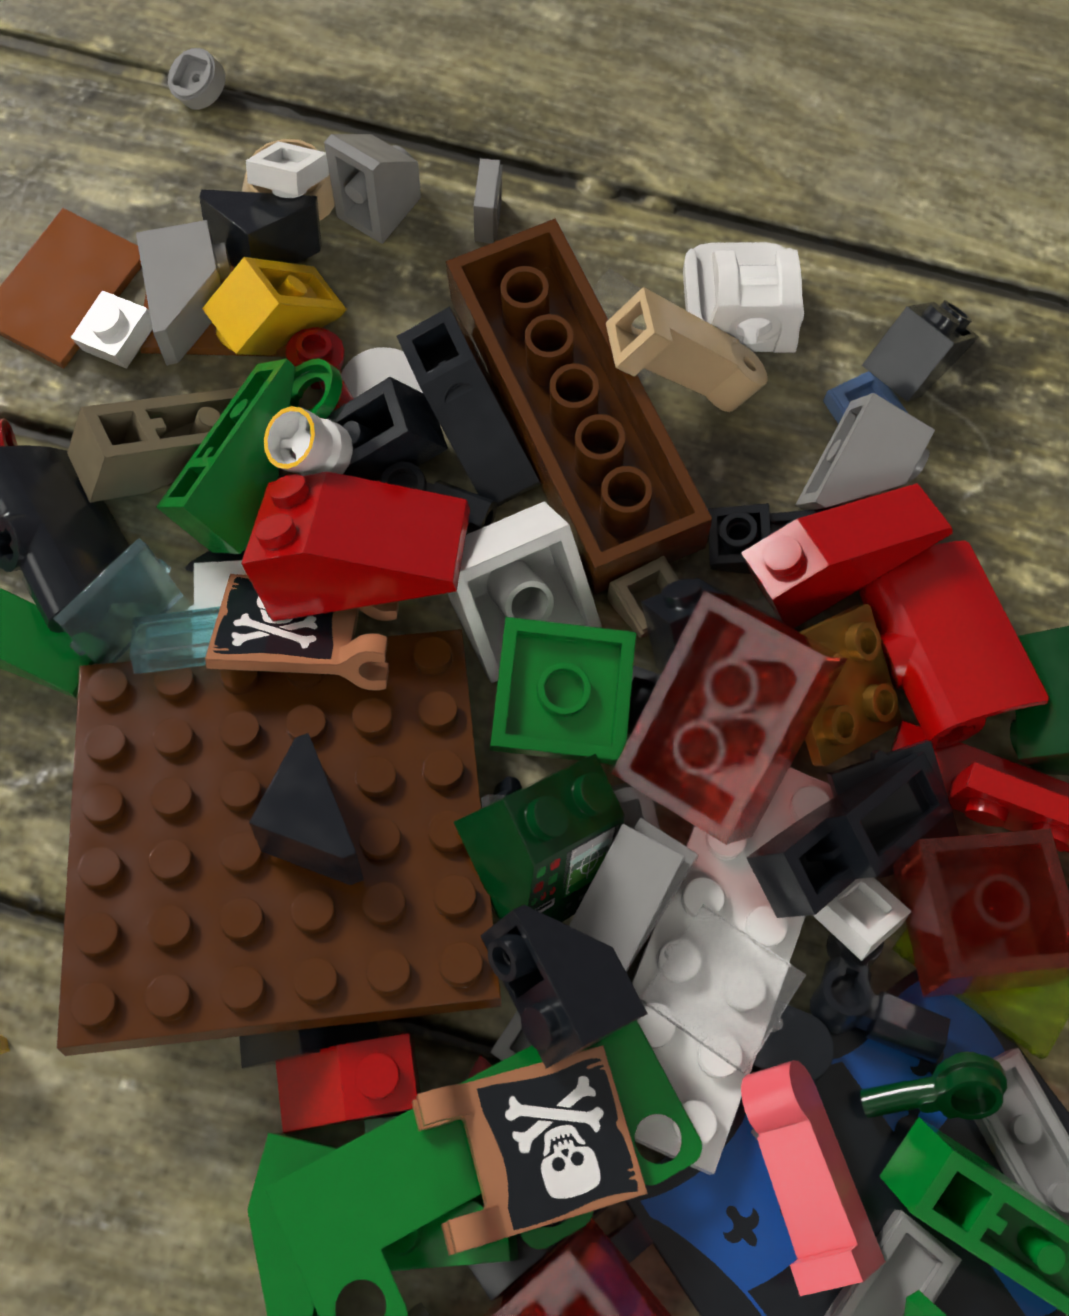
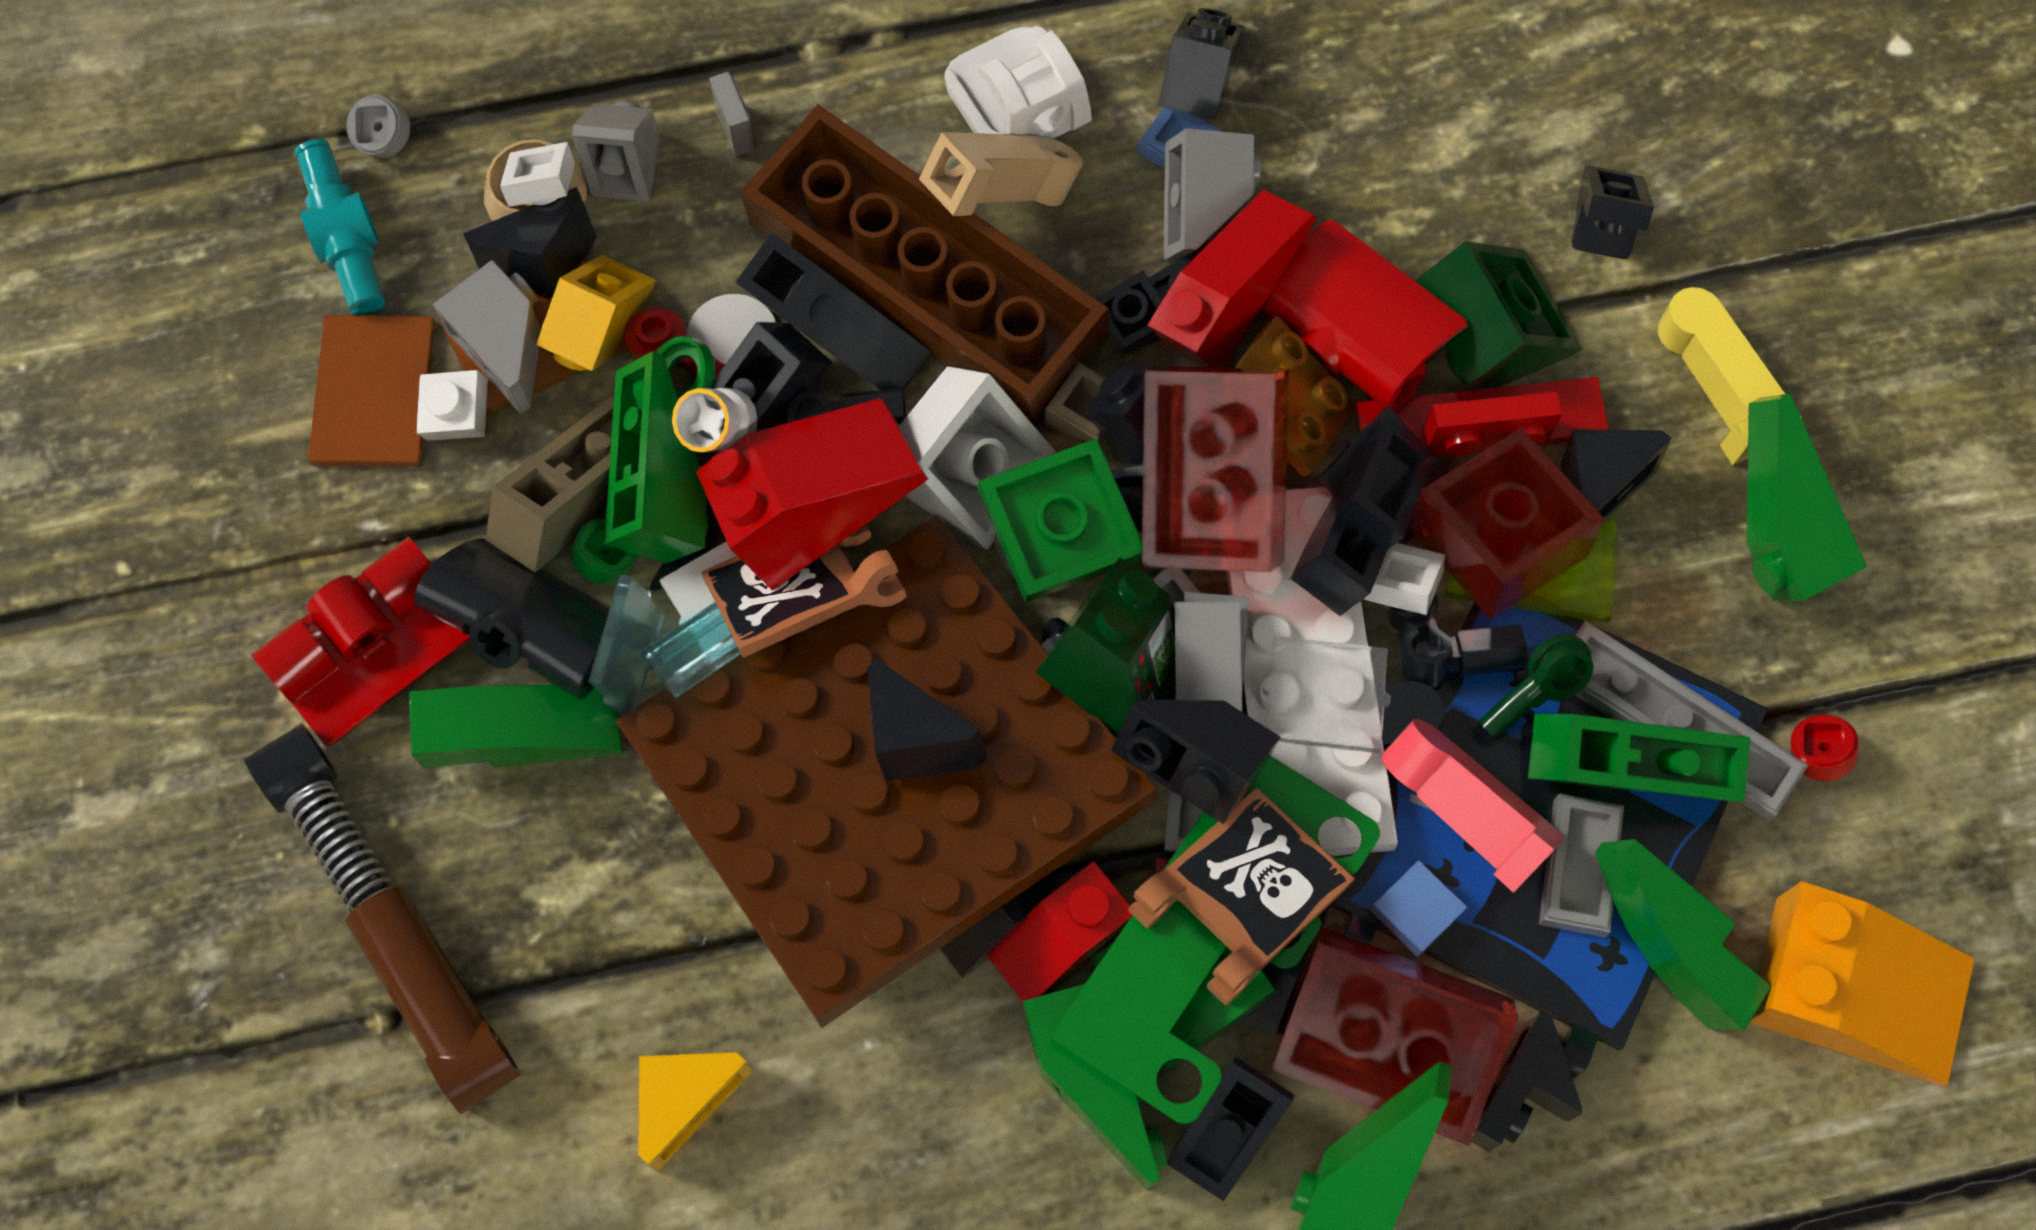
camera: 25 degrees left, 0 degrees up
(114, 142) = (339, 227): none -> teal pin
(149, 522) = (596, 560): none -> green tile
(700, 1251) = (1418, 908): none -> medium blue tile

